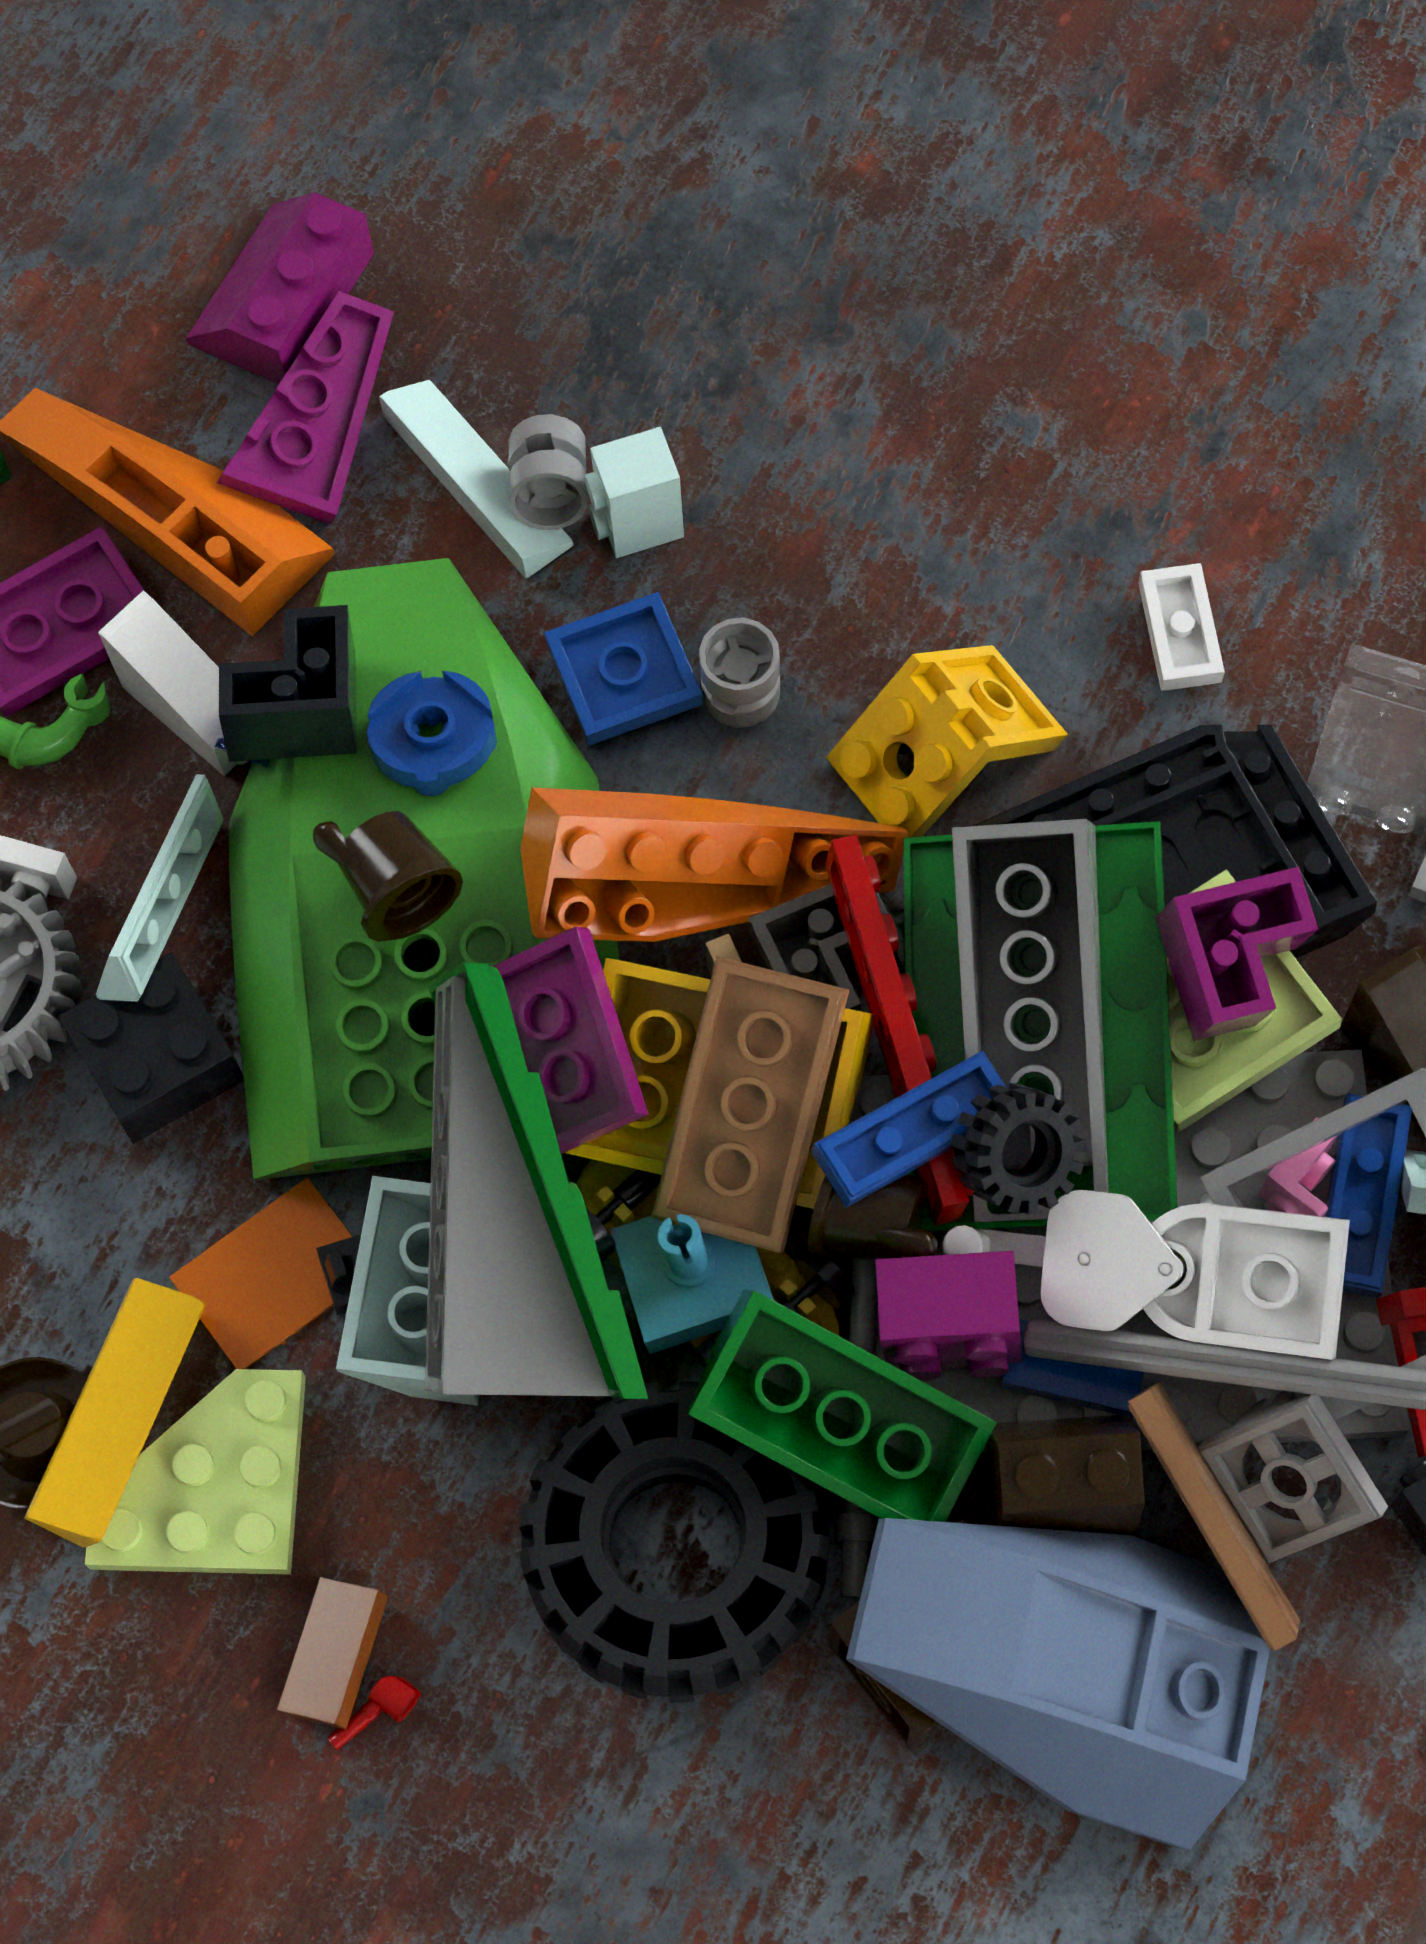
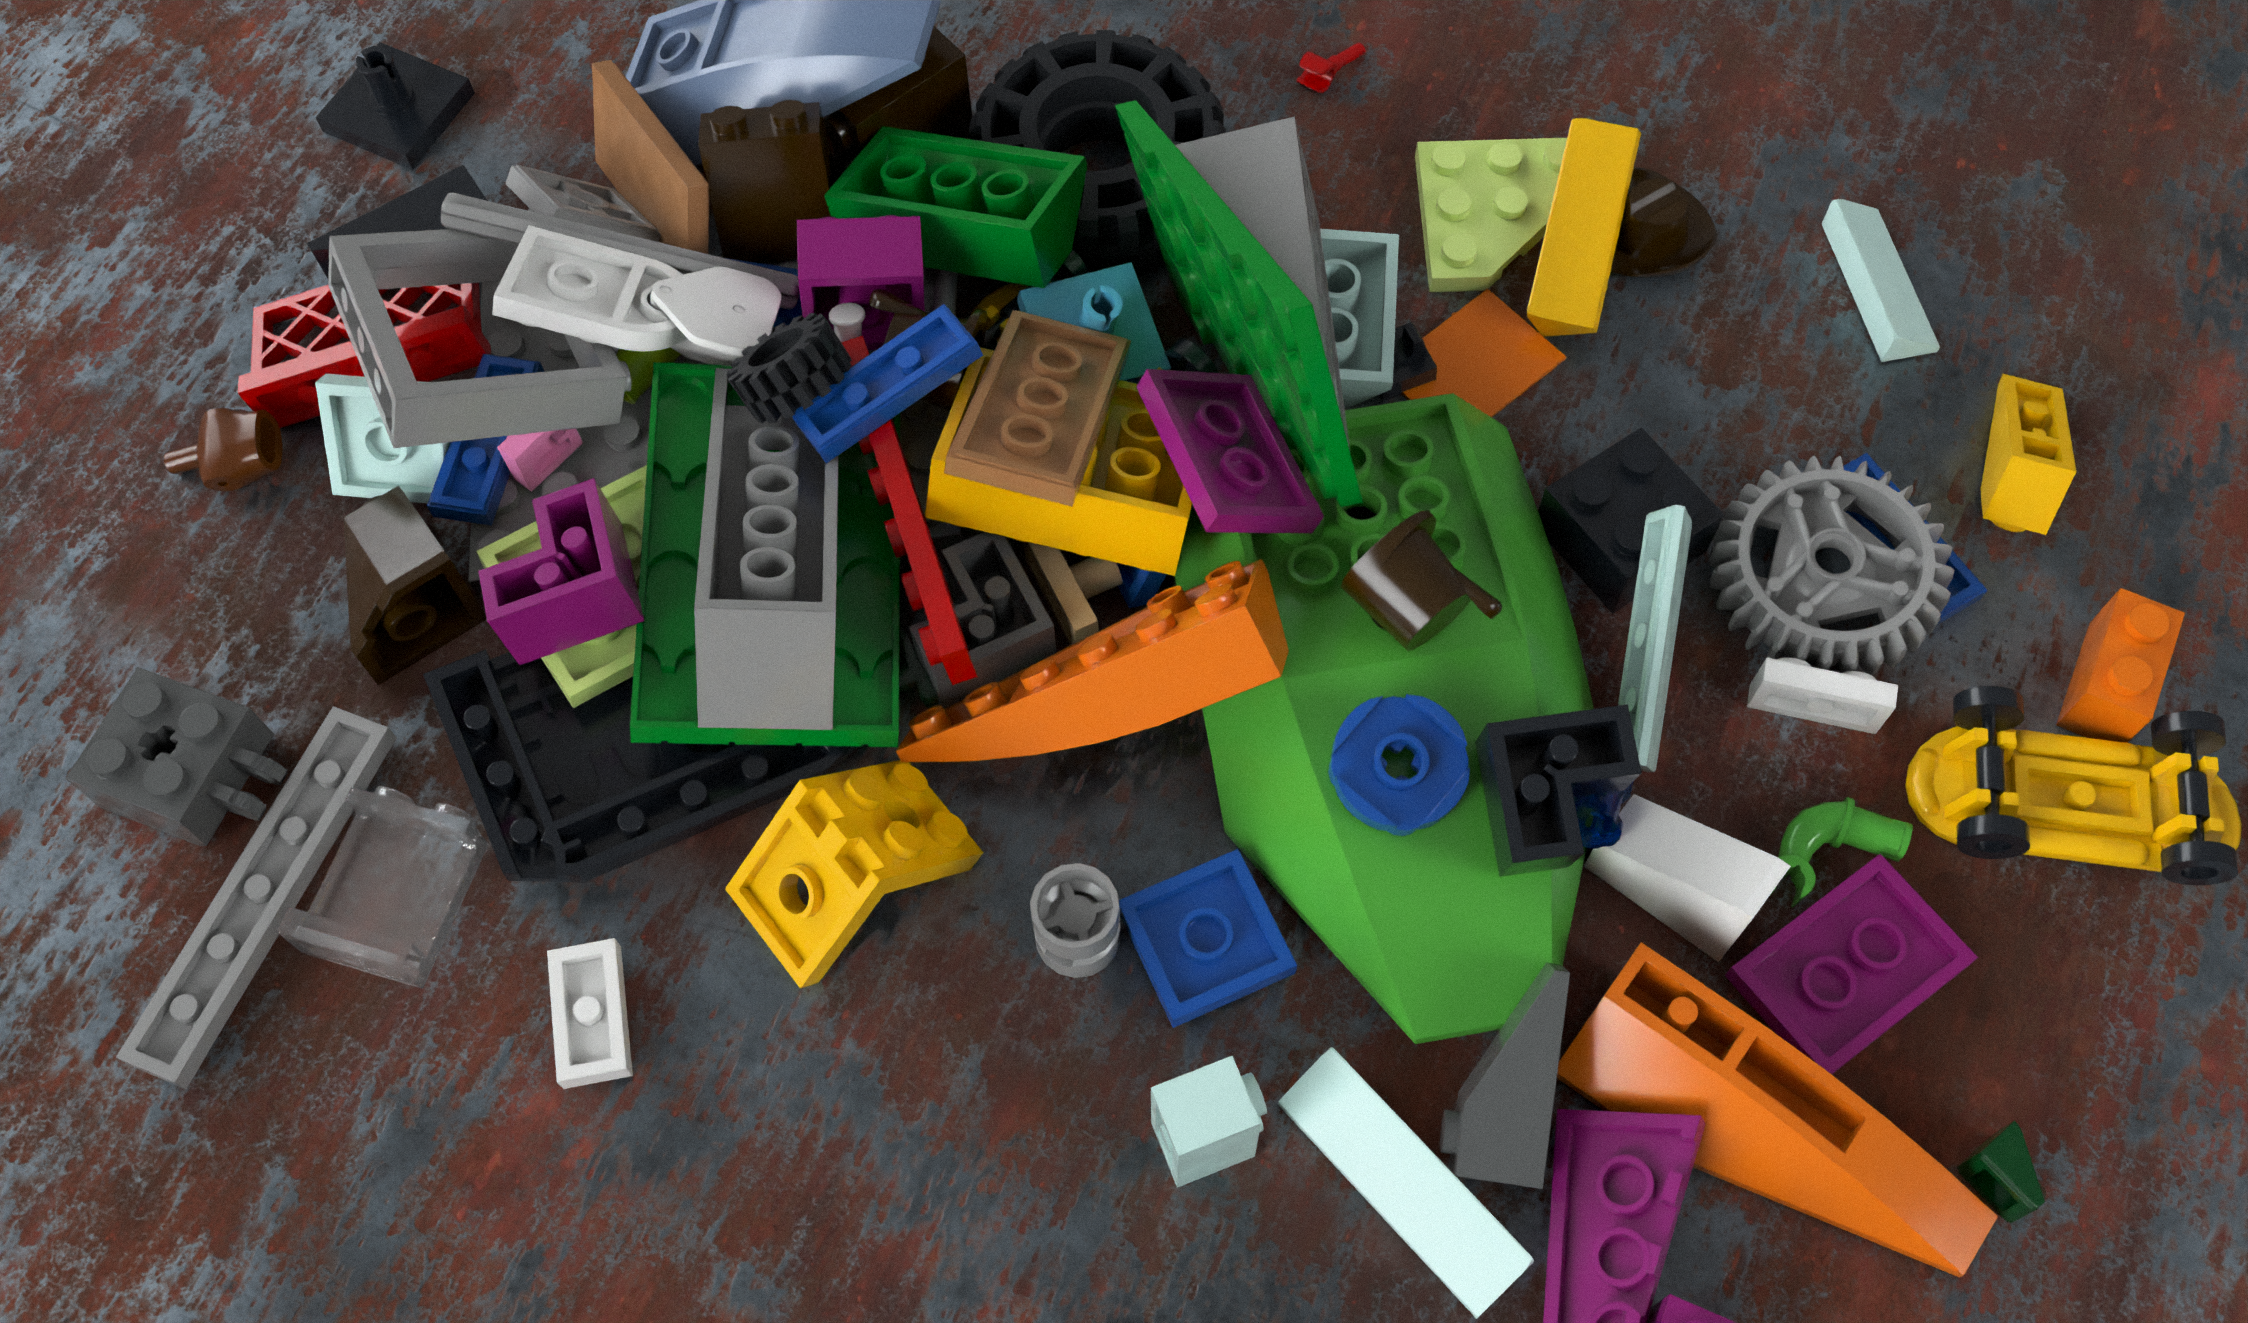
camera: 175 degrees right, 5 degrees down
(333, 1653) = (1369, 93): tile -> none
(374, 511) = (1509, 1096): none -> dark grey slope
(547, 472) = (1314, 1131): light grey wheel -> none

